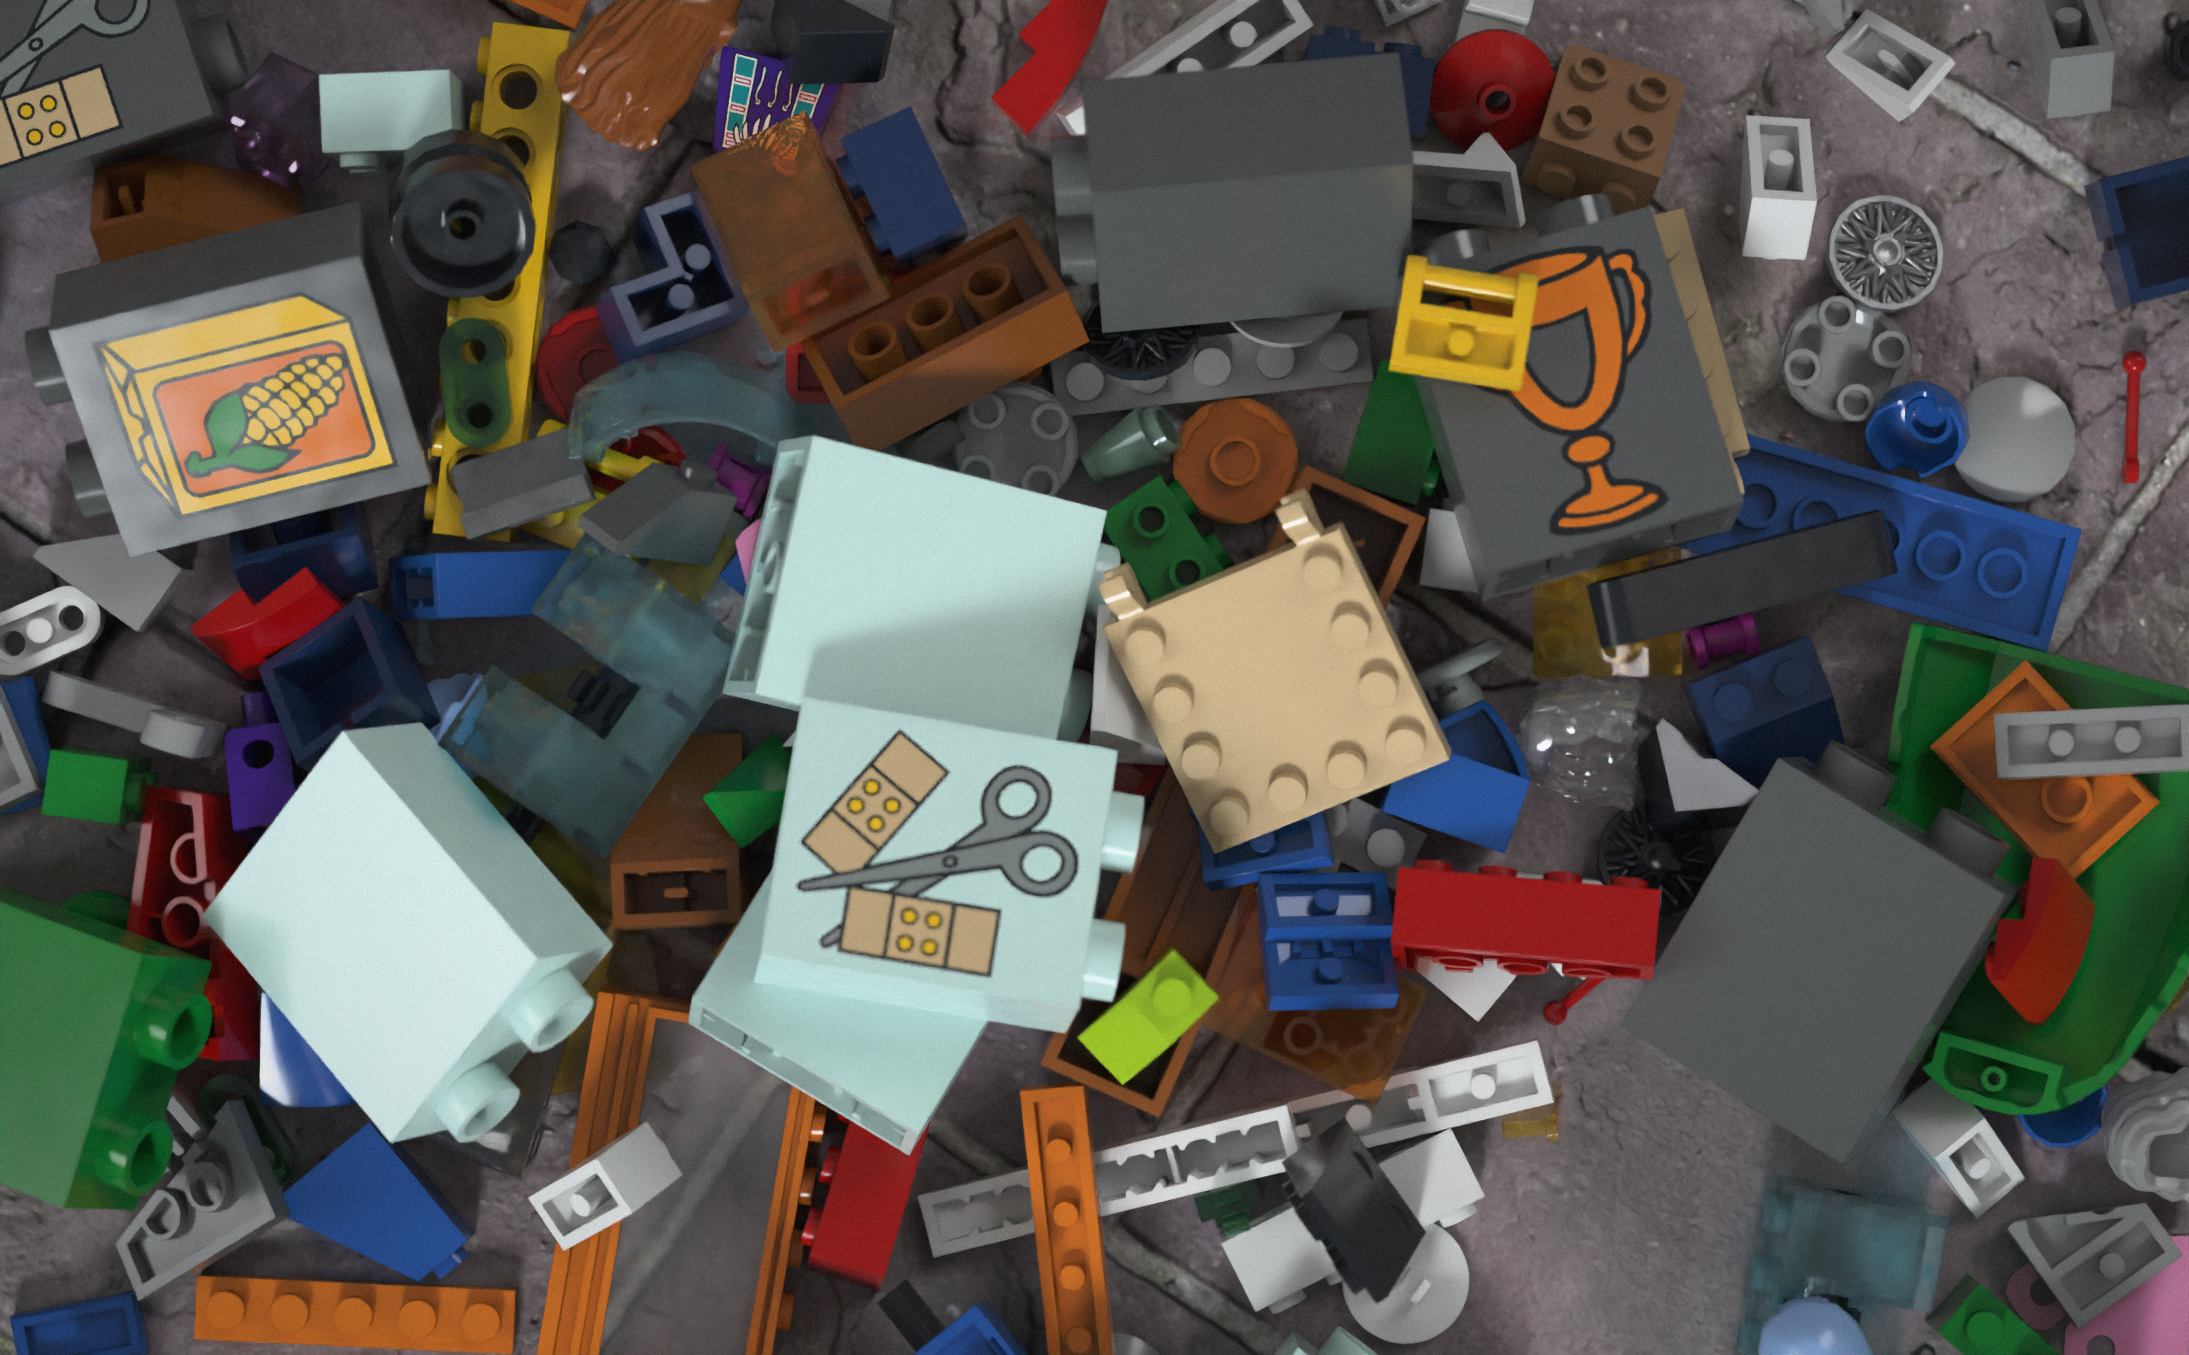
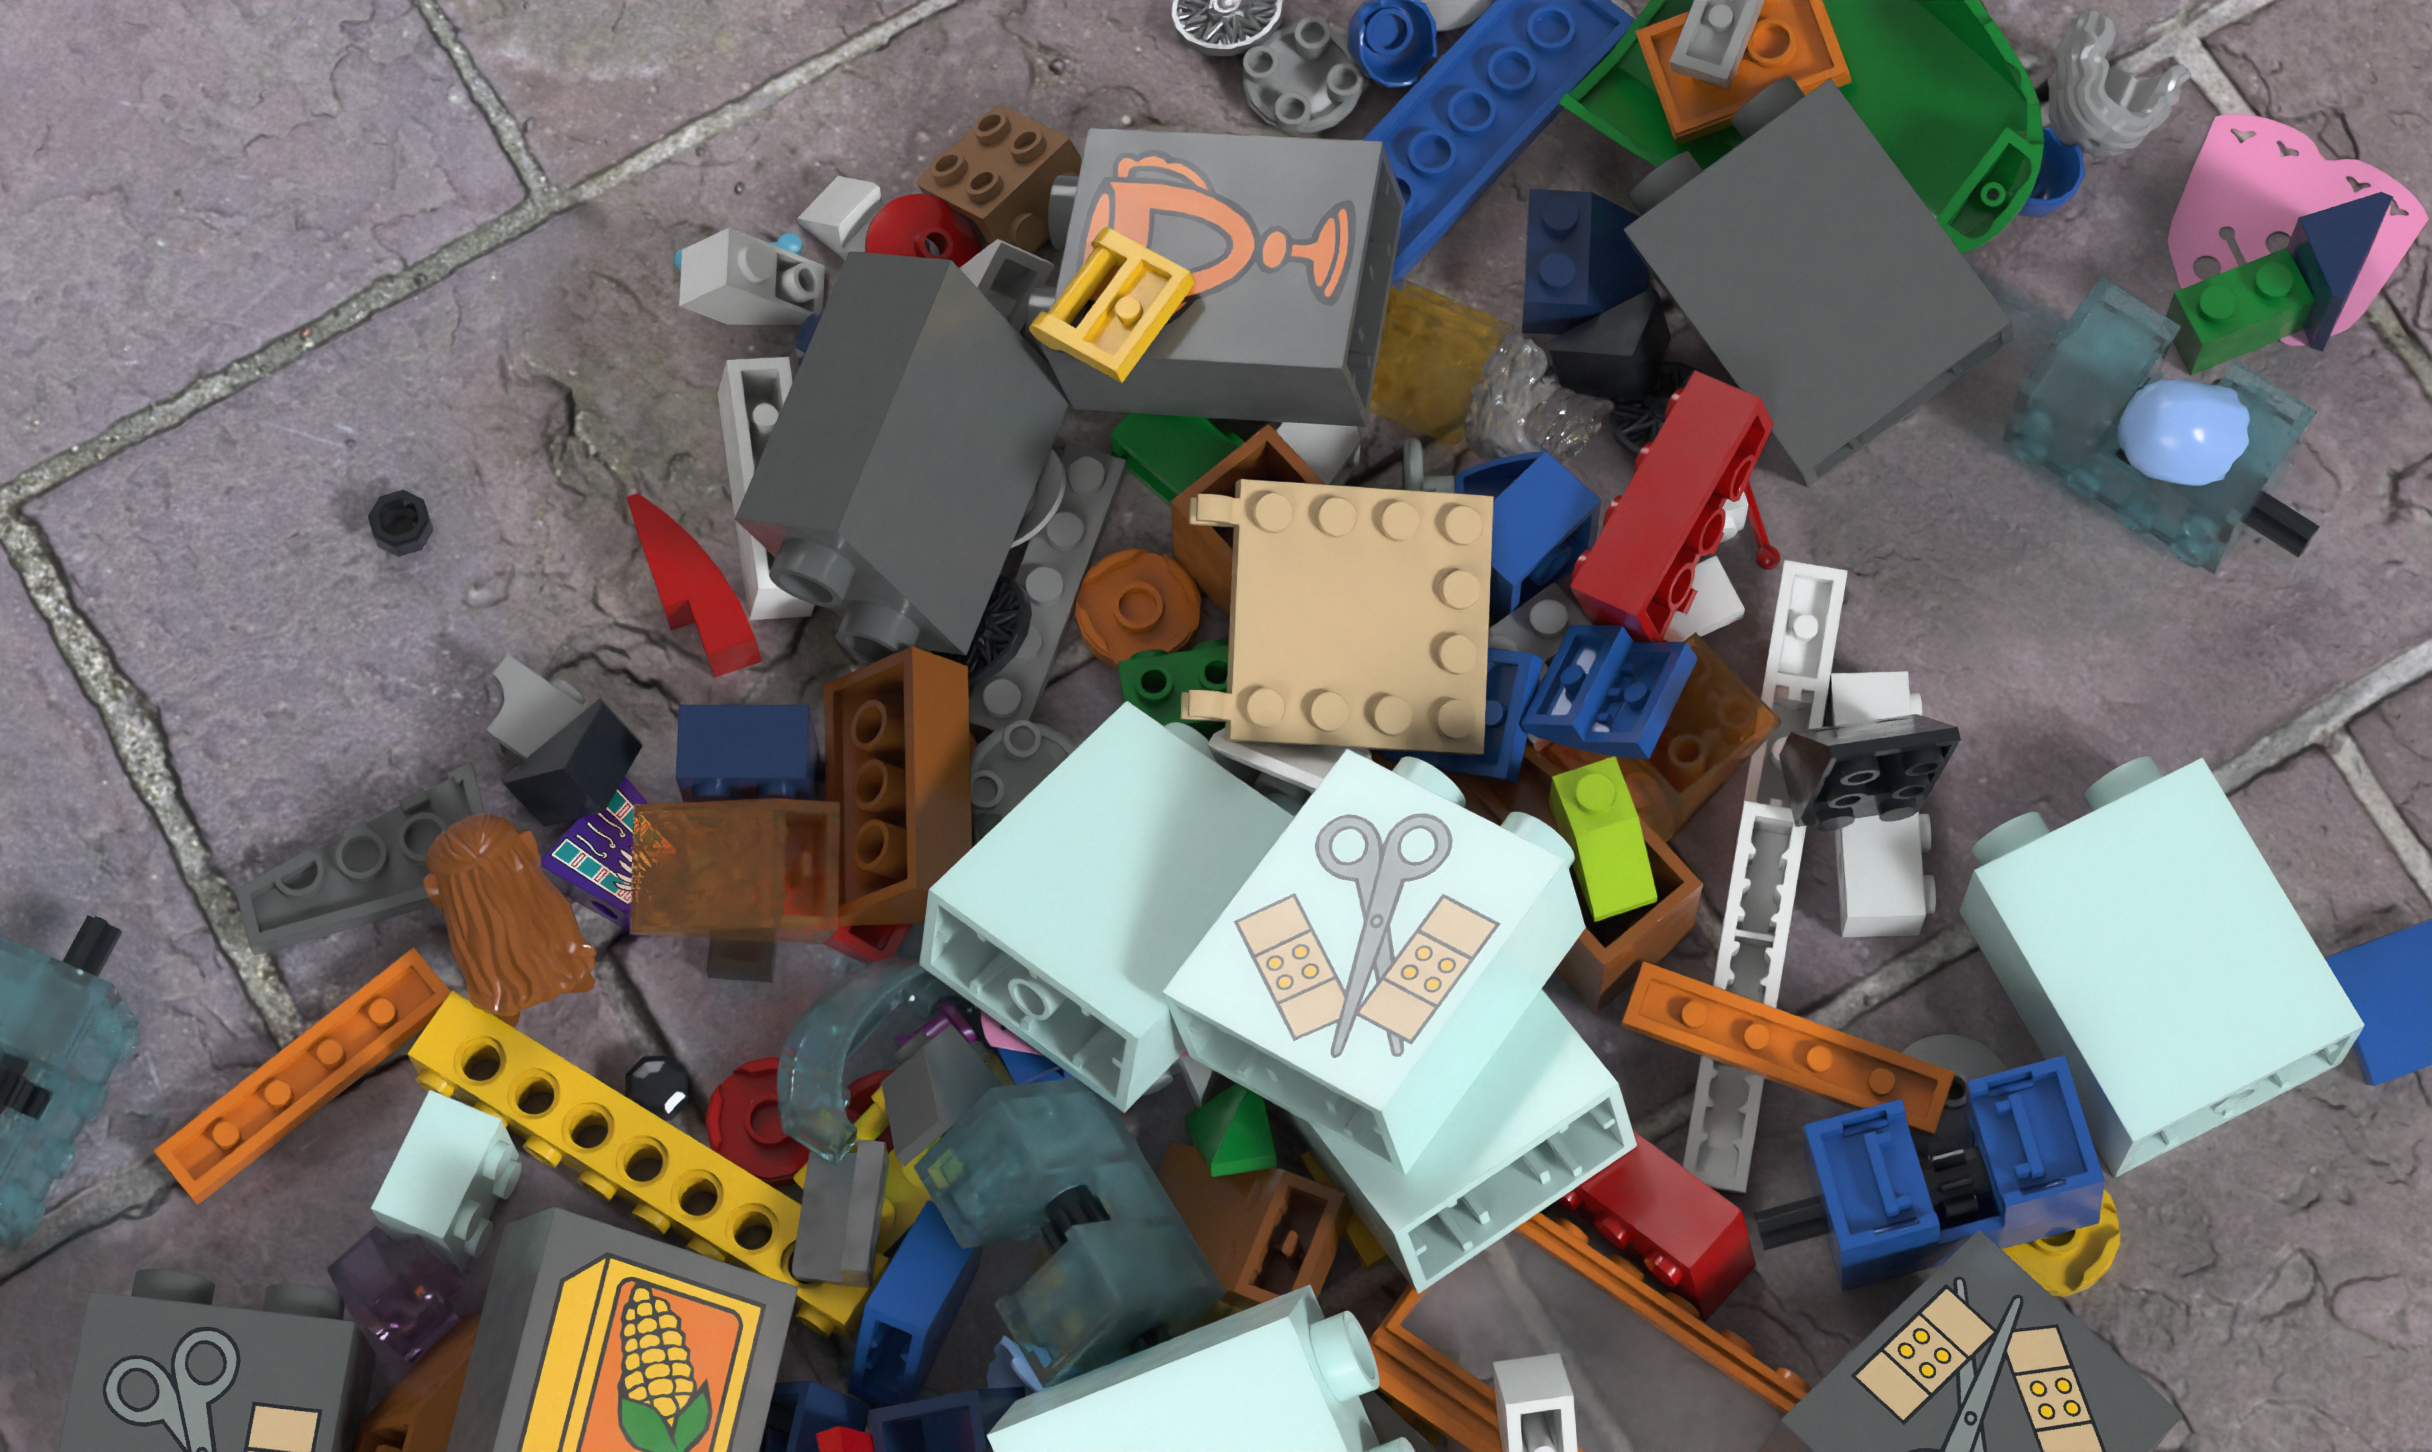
camera: 55 degrees left, 20 degrees down
(461, 213) = (565, 1134): black wheel -> none
(475, 384) = (730, 1209): clear green plate -> none
(686, 287) = (732, 994): dark blue brick -> none
(1133, 445) = (1079, 684): sand green cone -> none
(1229, 1206) = (1814, 901): clear green plate -> none
(1424, 1297) = (1971, 795): white piece -> none
(1545, 1127) = (1870, 608): clear yellow piece -> none
(1722, 639) = (1494, 274): magenta bush -> none
(1742, 578) = (1451, 217): black beam -> none
(1776, 188) = (1129, 65): white slope -> none
(1959, 1146) = (2039, 268): white slope -> none
(2041, 954) = (1894, 104): red slope -> none
(2094, 1254) = (2191, 206): light grey wing -> none

